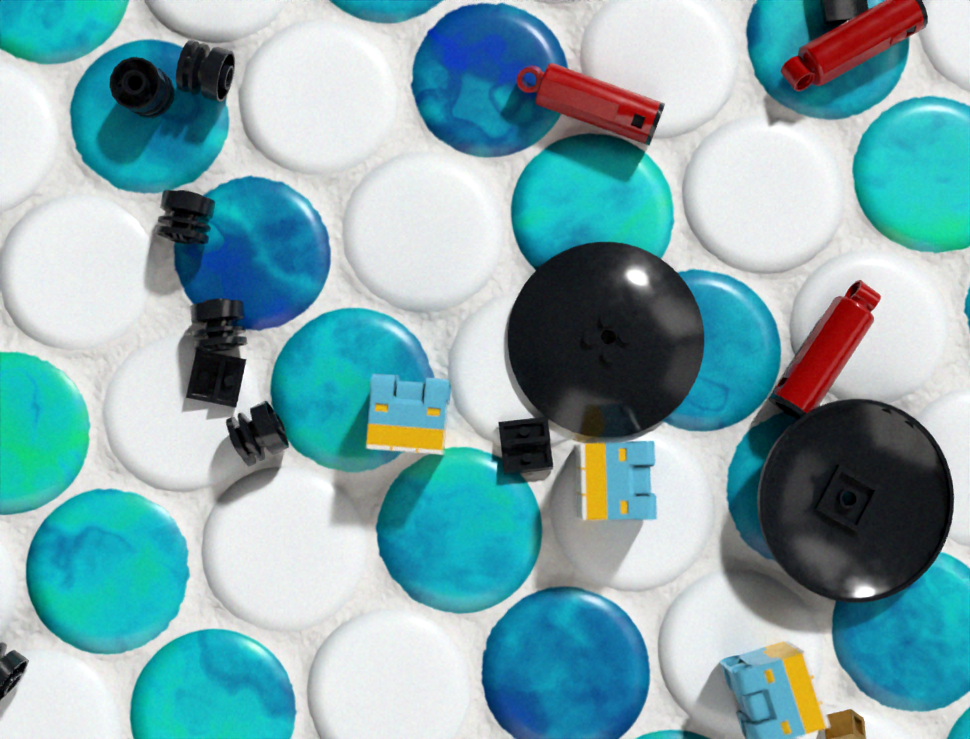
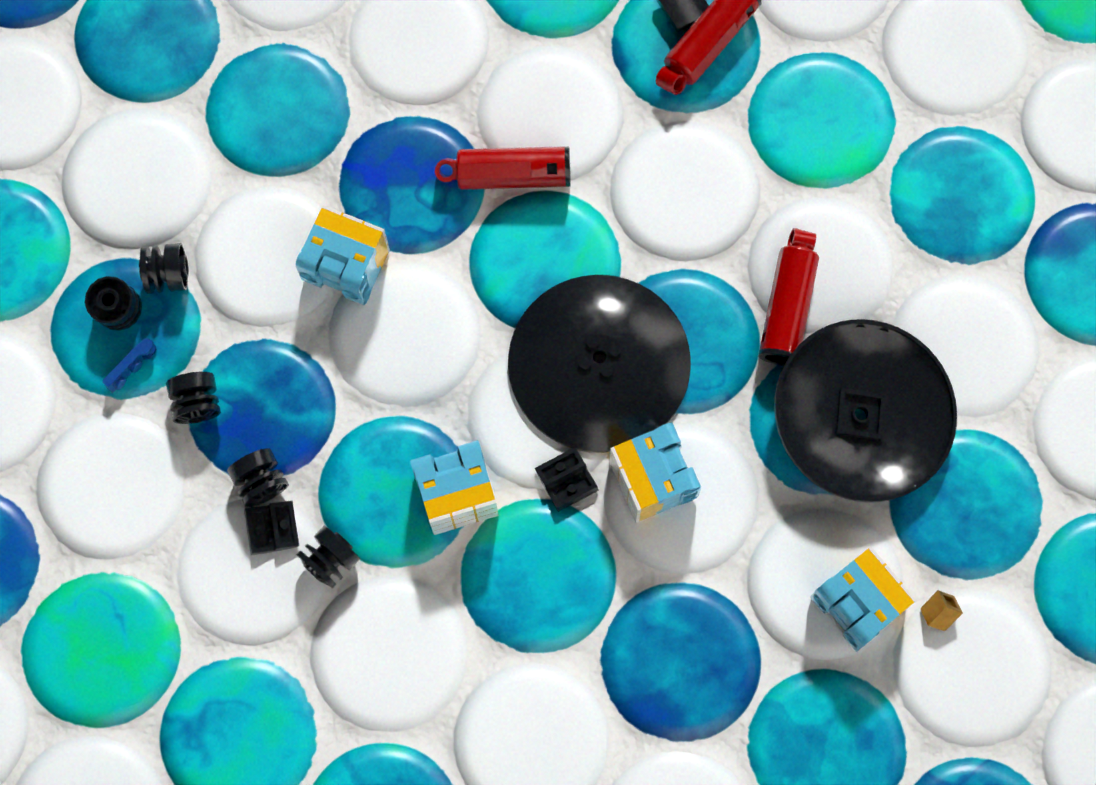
camera: 20 degrees left, 10 degrees down
(137, 156) = (129, 364): none -> blue hinge
(389, 128) = (343, 254): none -> medium azure piece

